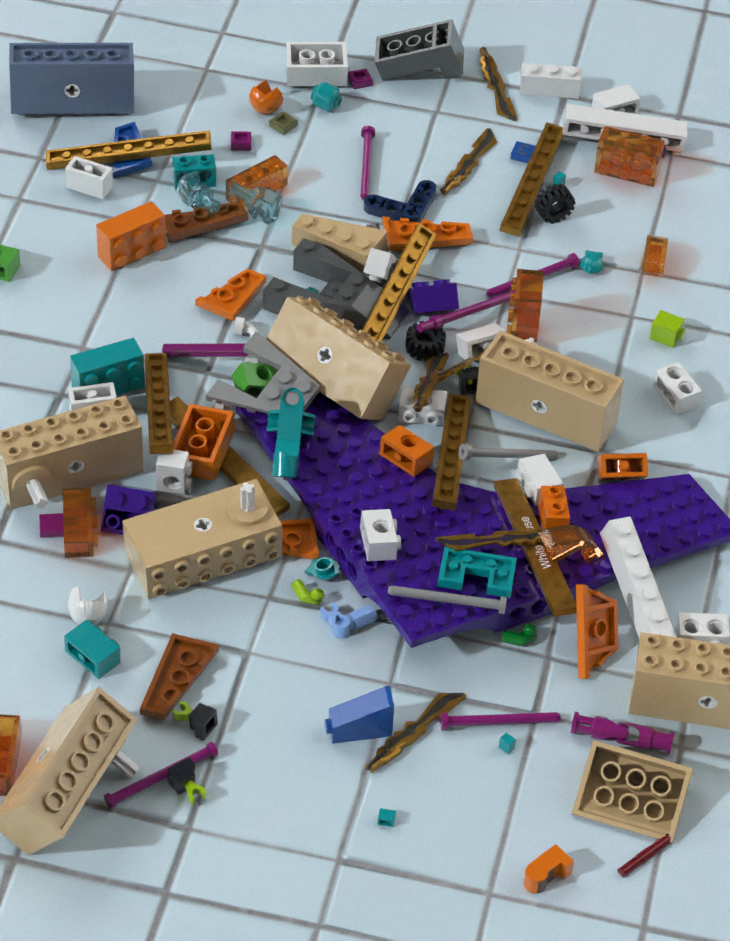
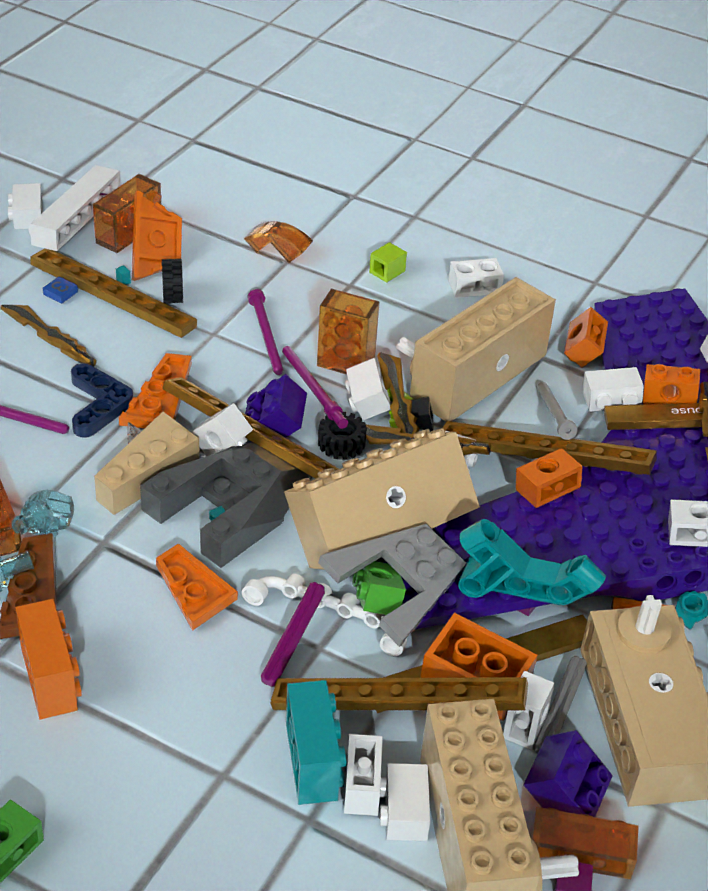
camera: 75 degrees left, 5 degrees down
(592, 262) = (266, 284): teal animal -> none
(604, 179) = (155, 237): none -> orange wing

